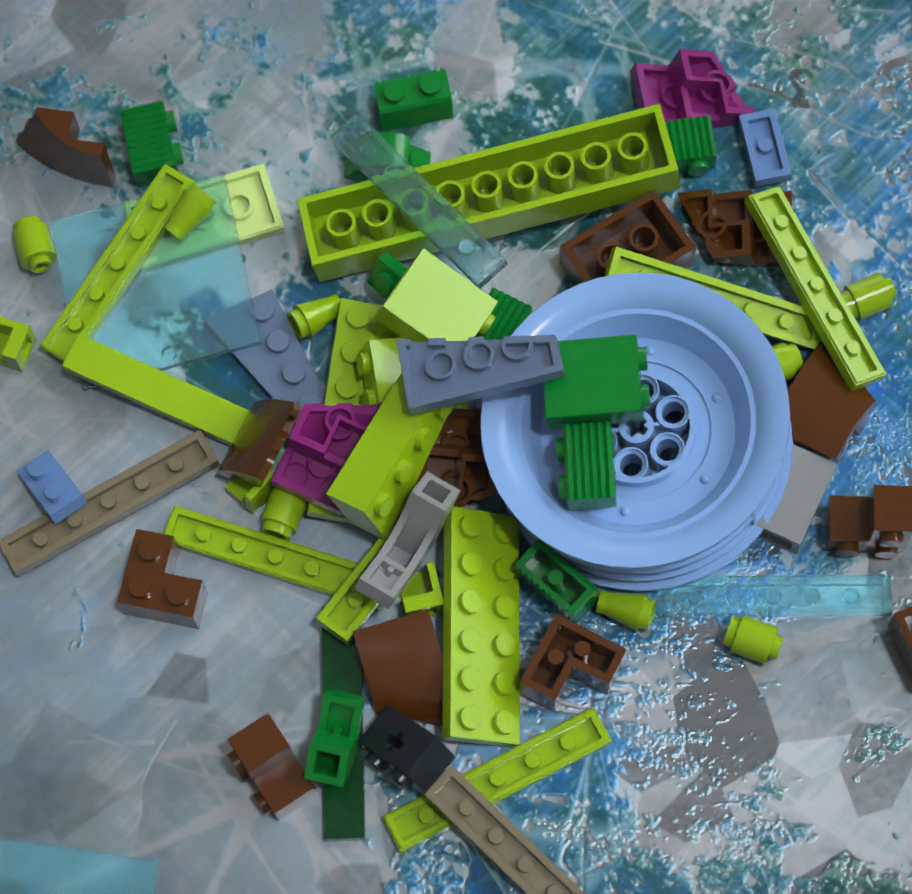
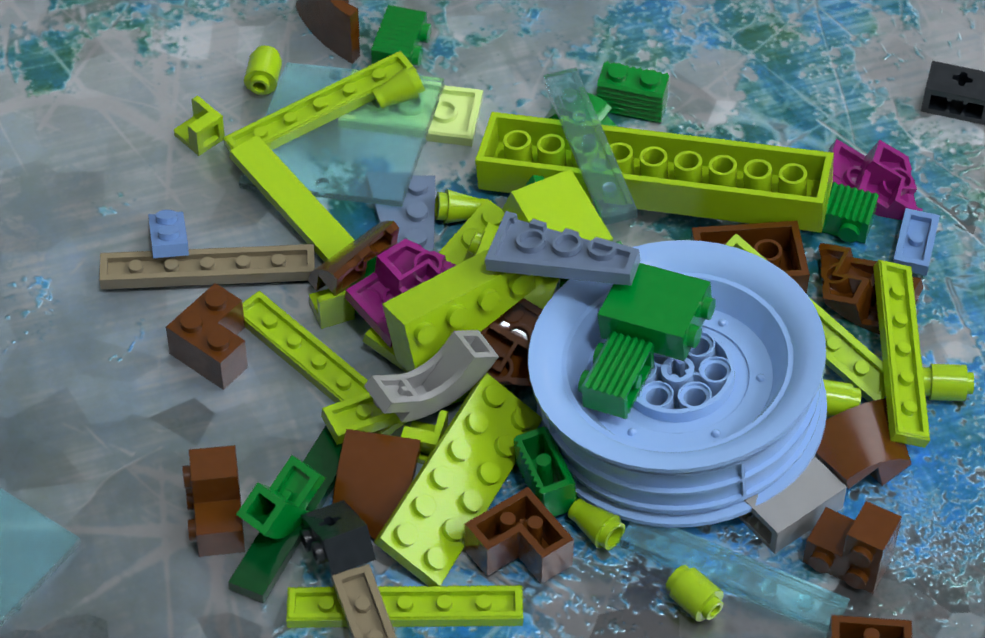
camera: 20 degrees right, 20 degrees down
(282, 514) = (344, 330): lime brick -> none

